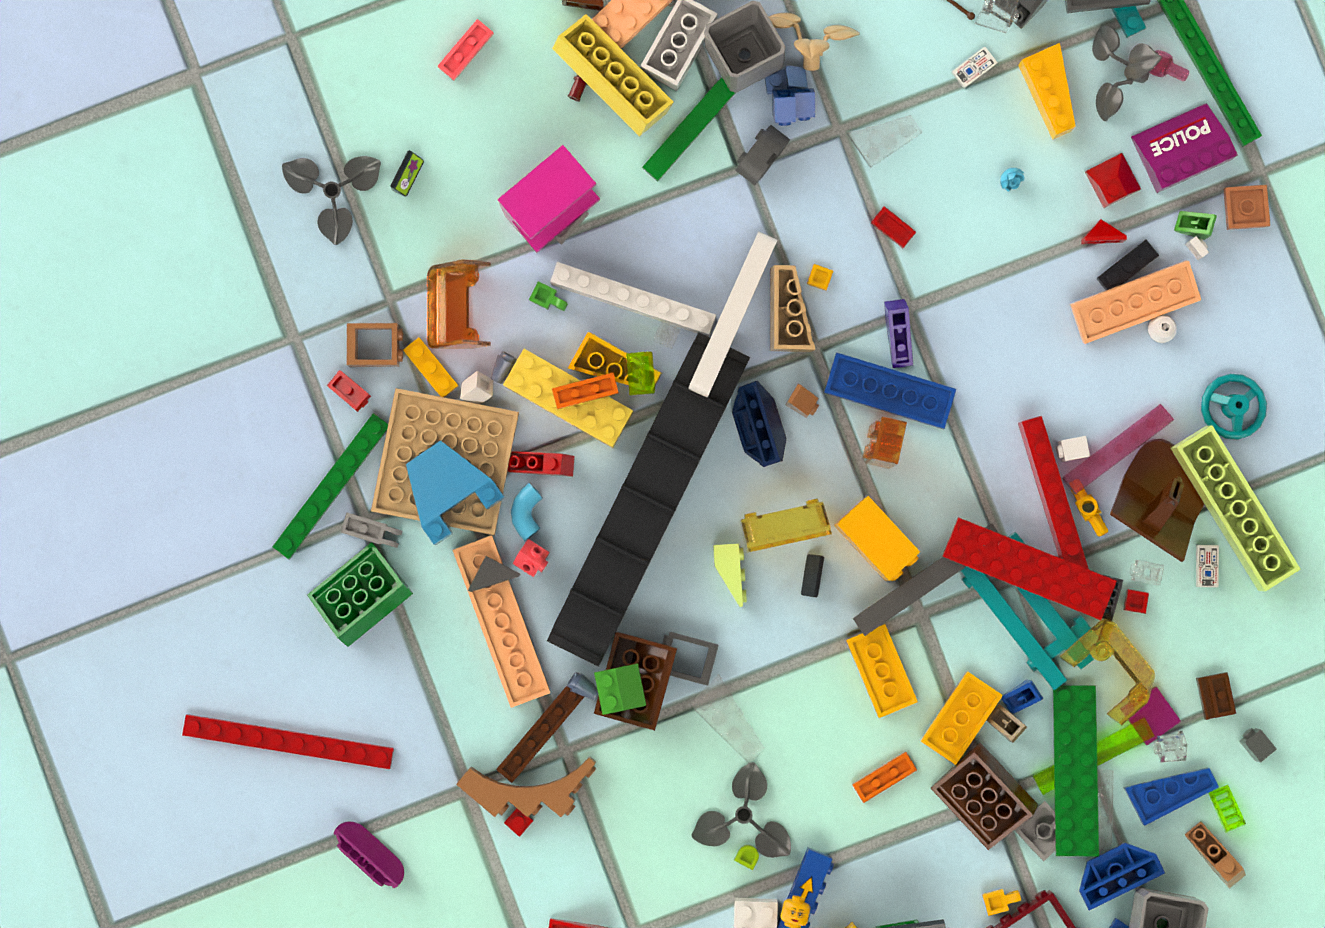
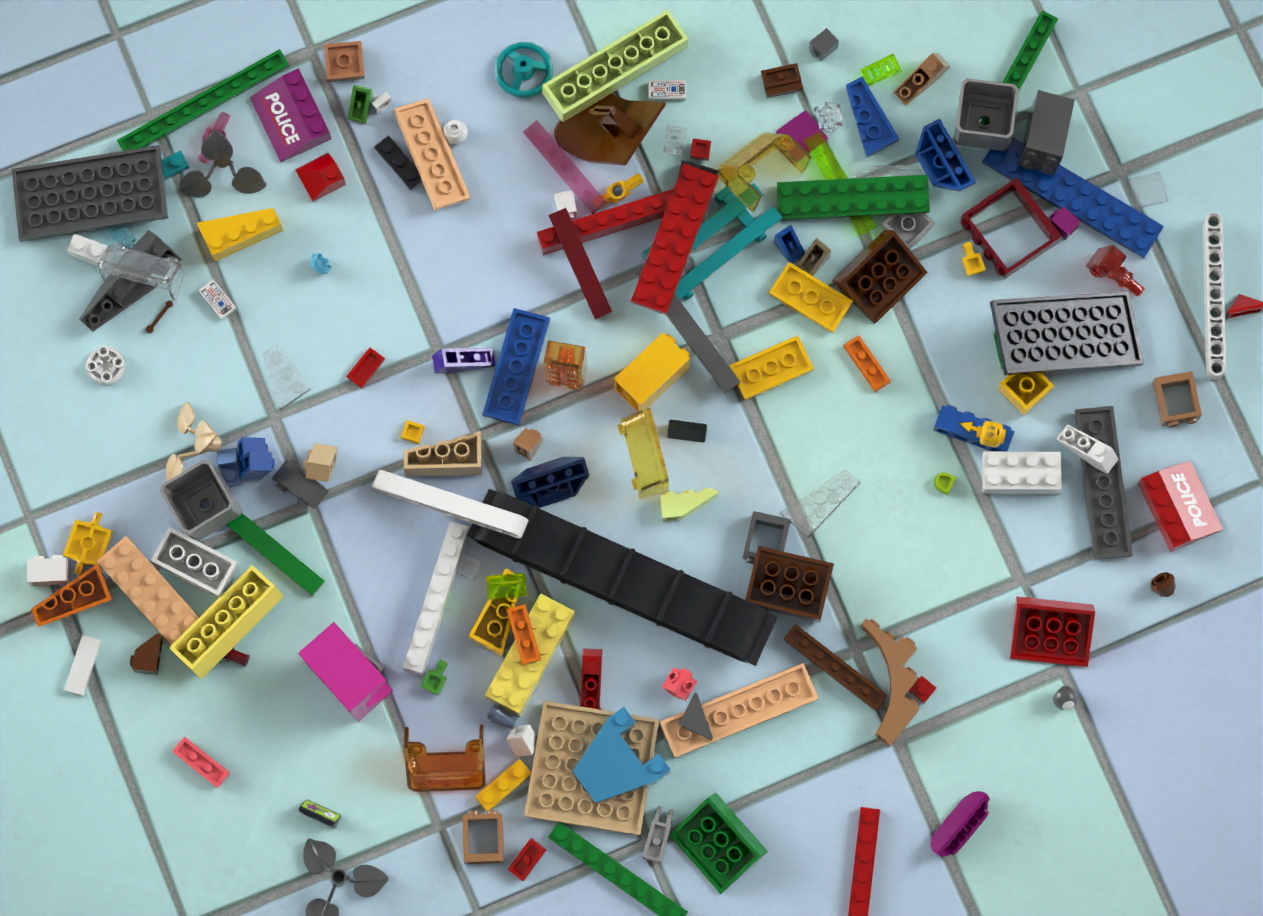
camera: 90 degrees left, 10 degrees down
(522, 509) = (636, 694): medium azure cylinder -> none
(581, 685) = (795, 632): sand blue cone -> none
(620, 689) = (797, 594): bright green slope -> none
(752, 785) = (879, 481): dark grey plant -> none
(785, 176) = (320, 462): none -> tan brick
(1004, 462) = (580, 263): none -> dark red tile
(1103, 233) = (369, 183): red slope -> none

